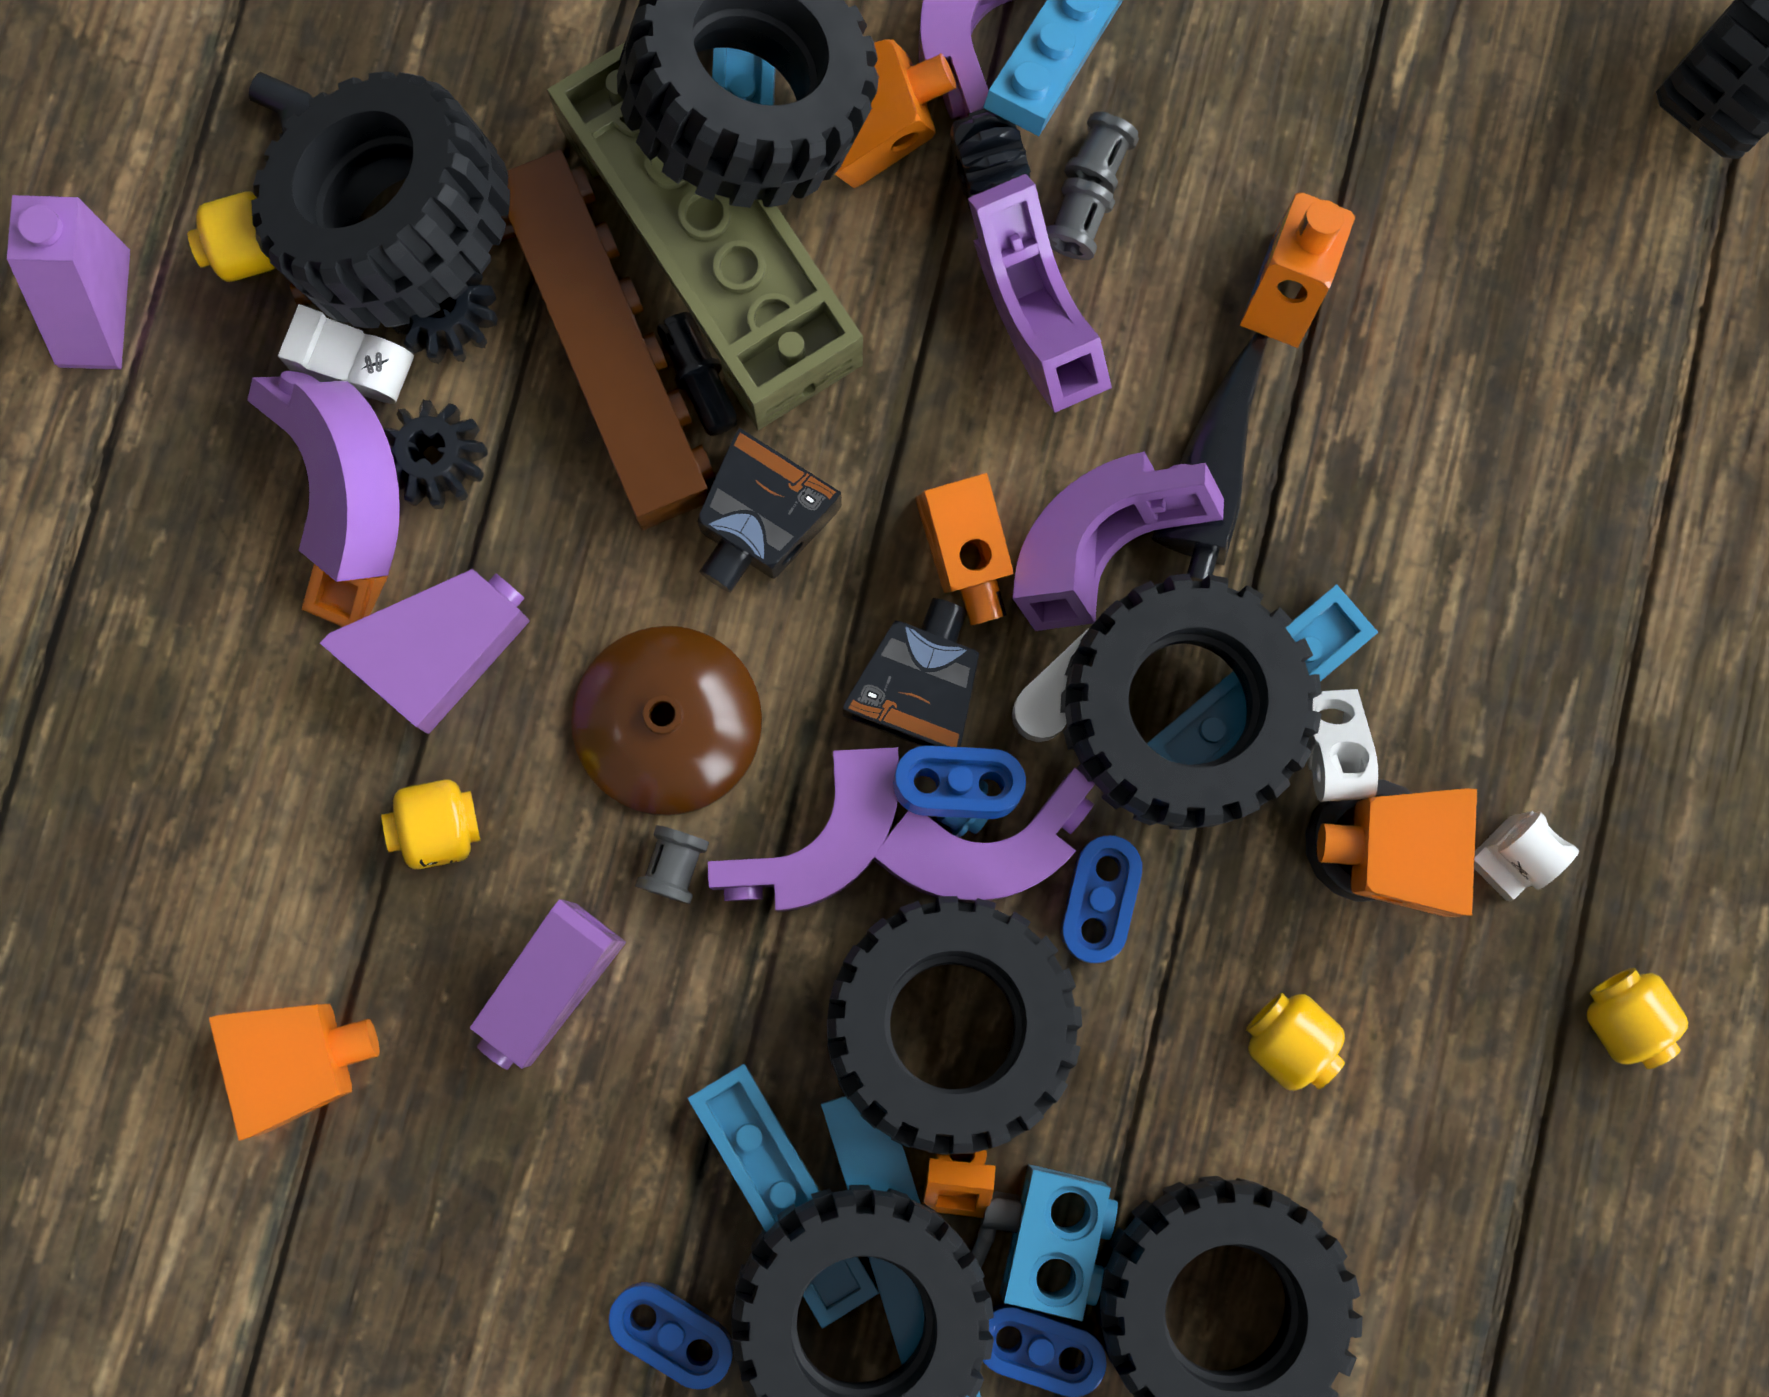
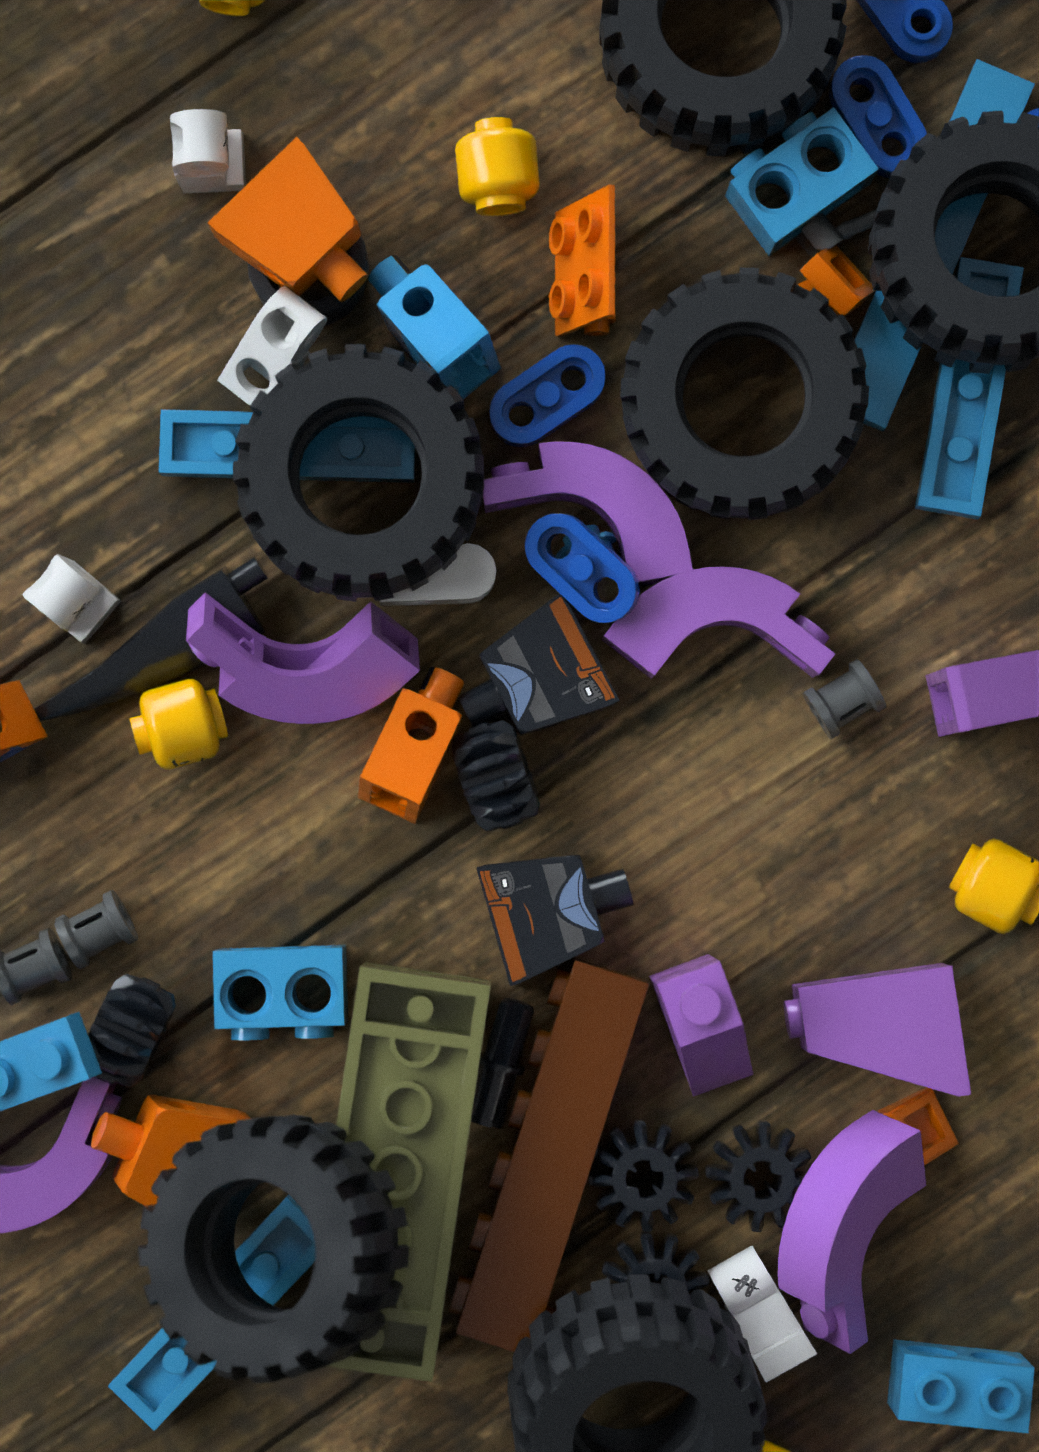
camera: 135 degrees left, 5 degrees up
(148, 427) = (960, 1386): none -> dark azure brick
(527, 360) = (626, 1189): none -> black gear
(576, 525) = (703, 1023): none -> medium lavender slope
(673, 765) = (707, 823): reddish brown dish -> none
(886, 574) = (495, 775): none -> black gear
(919, 299) = (279, 972): none -> dark azure brick
(1031, 297) = (190, 890): medium lavender arch -> none
(1153, 414) = (179, 724): none -> yellow head
(1182, 1041) = (584, 265): none -> orange hinge
(1233, 870) = (434, 325): none -> dark azure torso
(1316, 436) = (72, 598): none -> white leg

